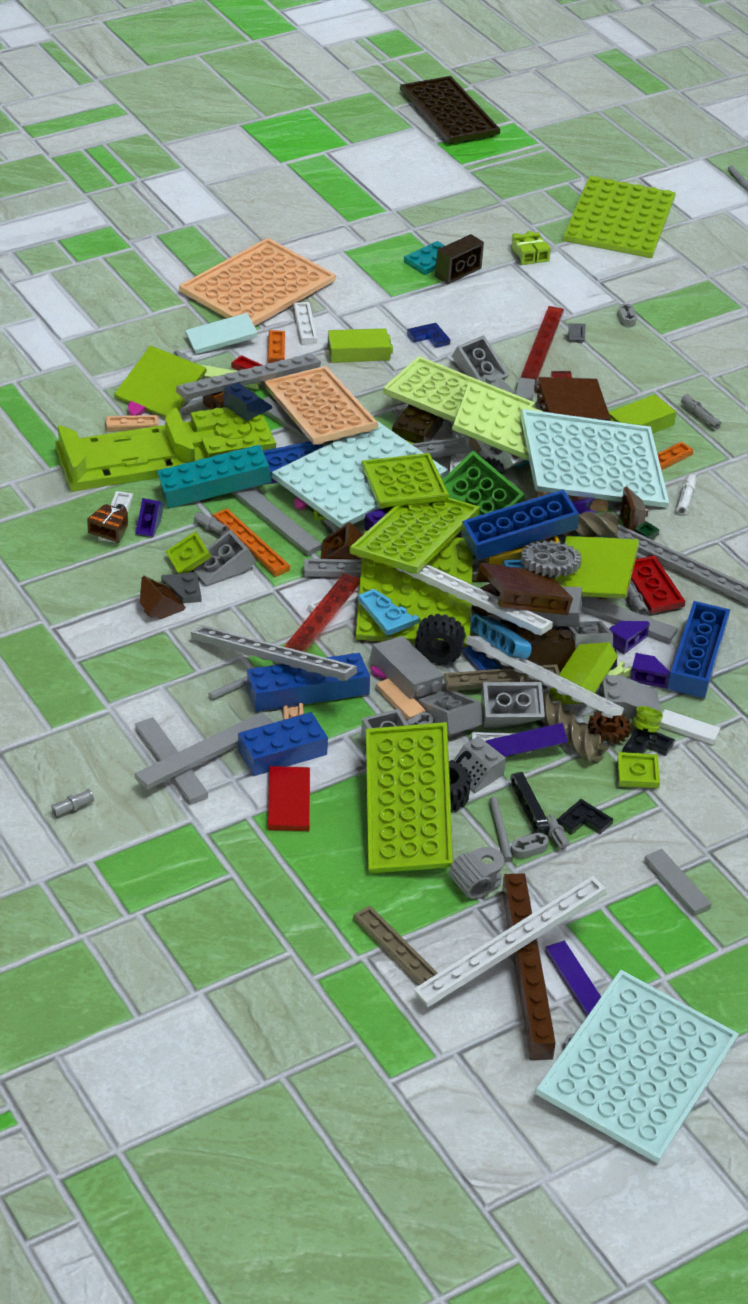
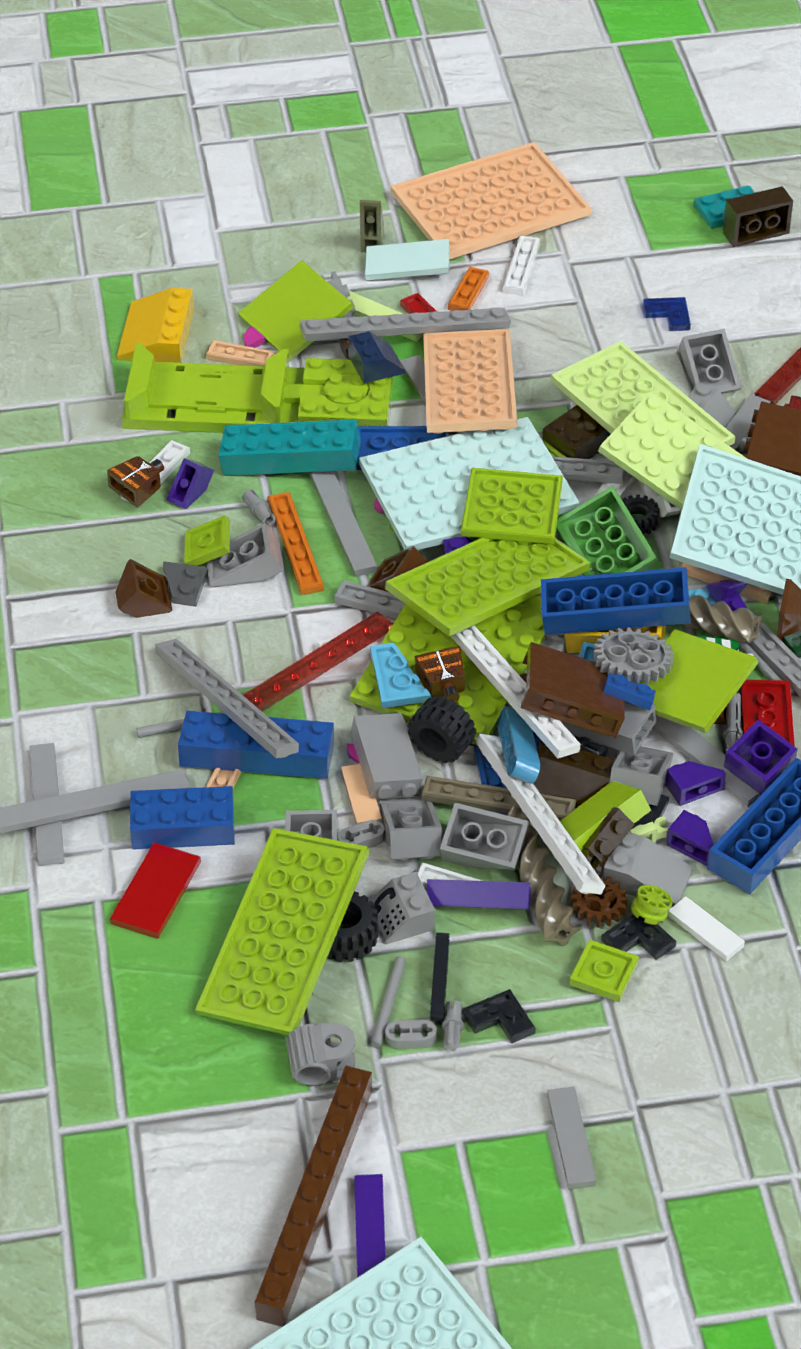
camera: 25 degrees right, 5 degrees up
(57, 407) = (159, 324): none -> yellow slope
(185, 312) = (371, 224): none -> olive slope
(359, 345) = (569, 309): lime brick -> none
(394, 945) = (178, 1131): dark tan tile -> none
(419, 600) = (442, 672): none -> reddish brown torso
(509, 941) = (297, 1158): white plate -> none
(563, 581) = (629, 691): none -> blue plate
(600, 678) = (606, 838): none -> dark brown hinge
(668, 606) = (759, 757): none -> dark purple brick

